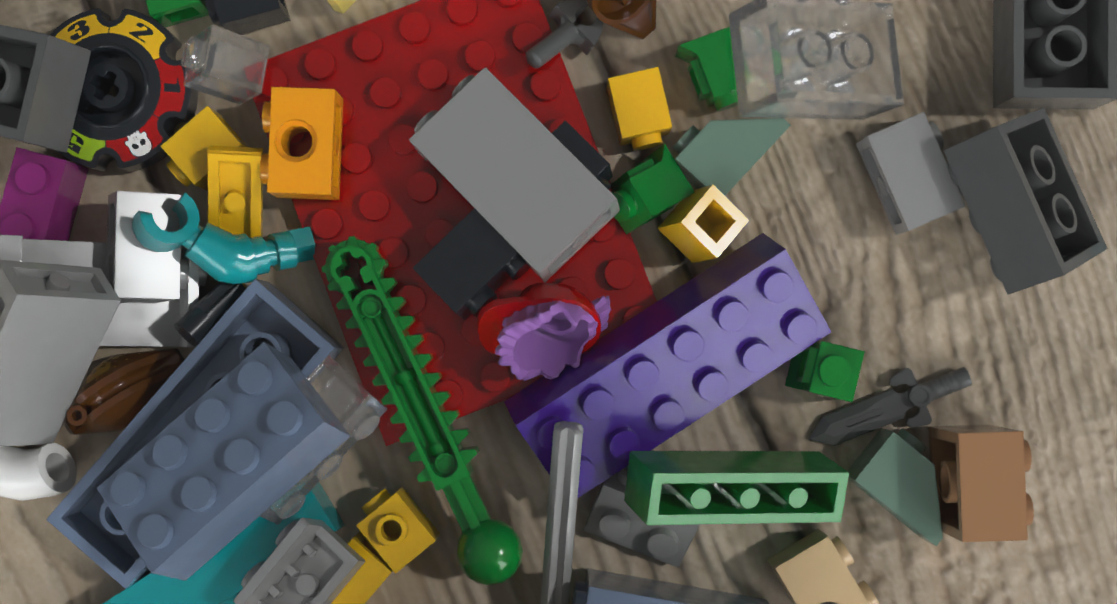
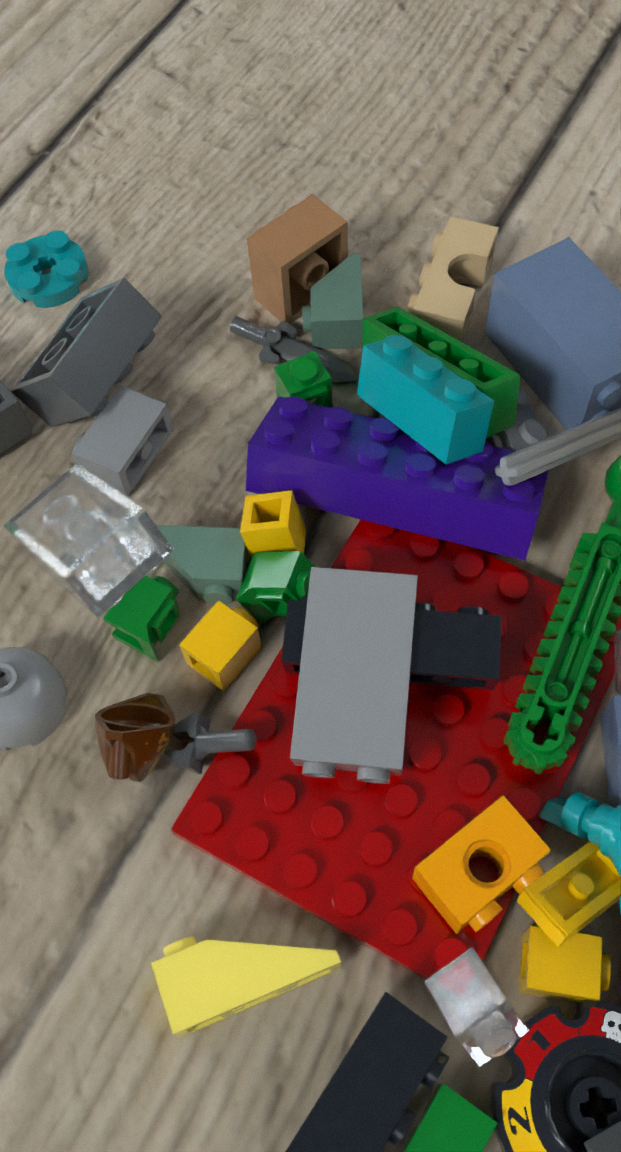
camera: 130 degrees left, 25 degrees down
(542, 328) = (450, 562): medium lavender hair -> none
(706, 435) = (424, 398): none -> teal brick

